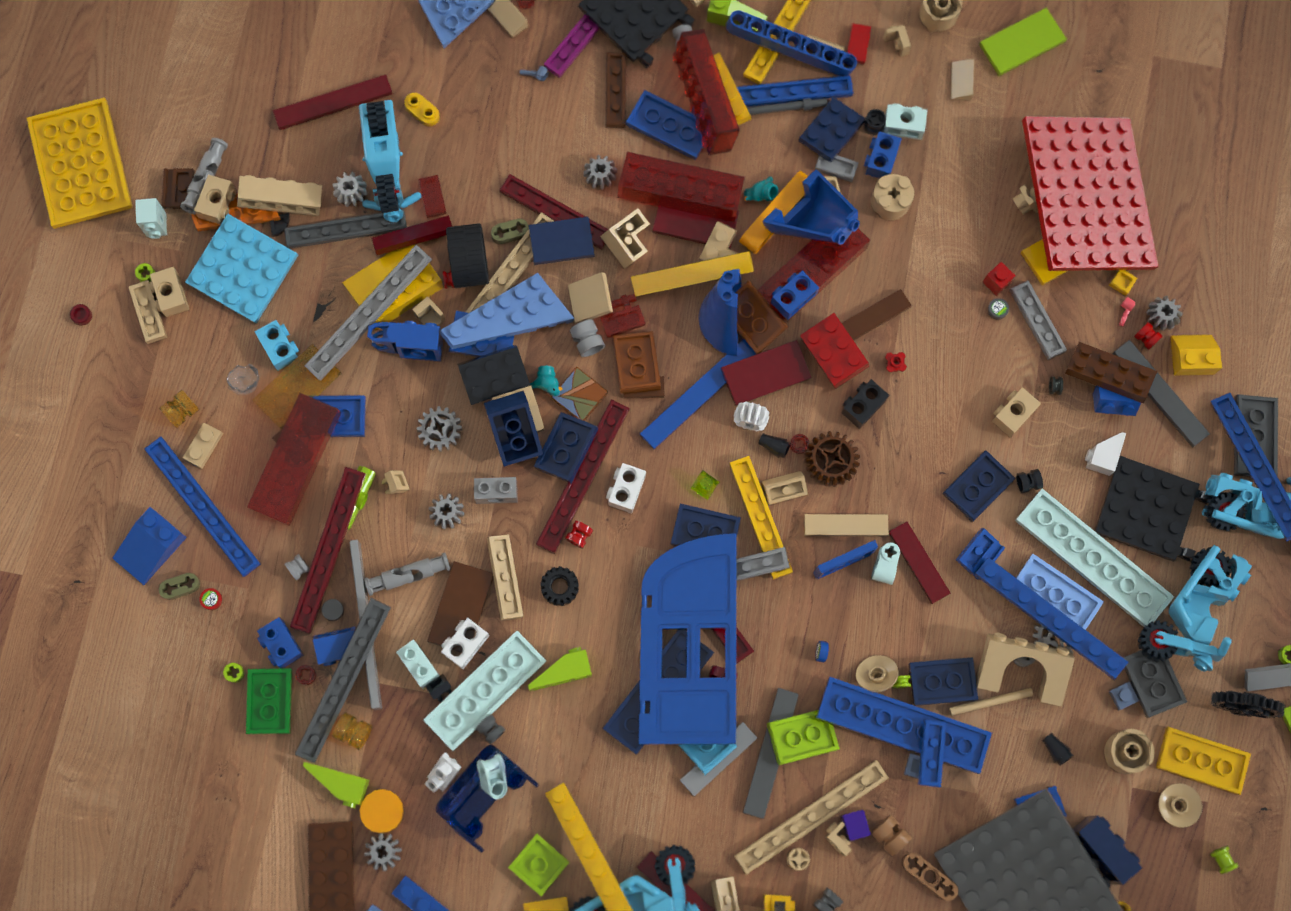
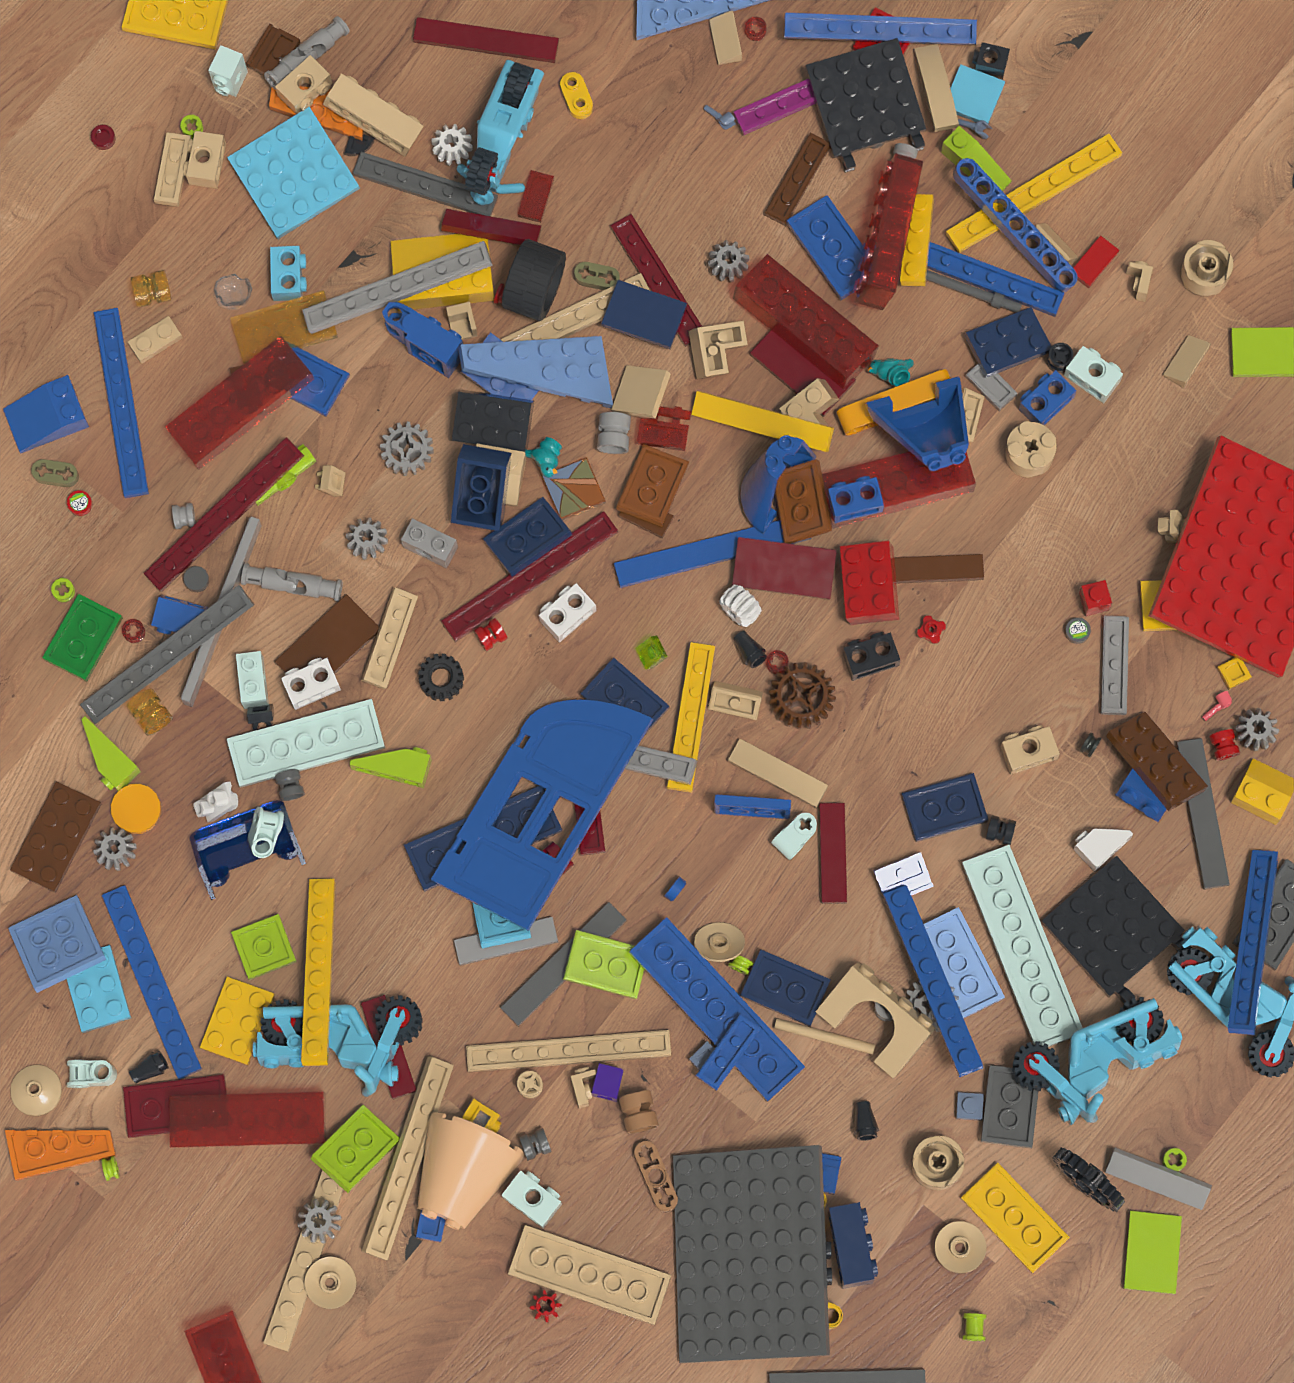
camera: 35 degrees right, 0 degrees up
(280, 643) = (124, 584): blue brick -> none

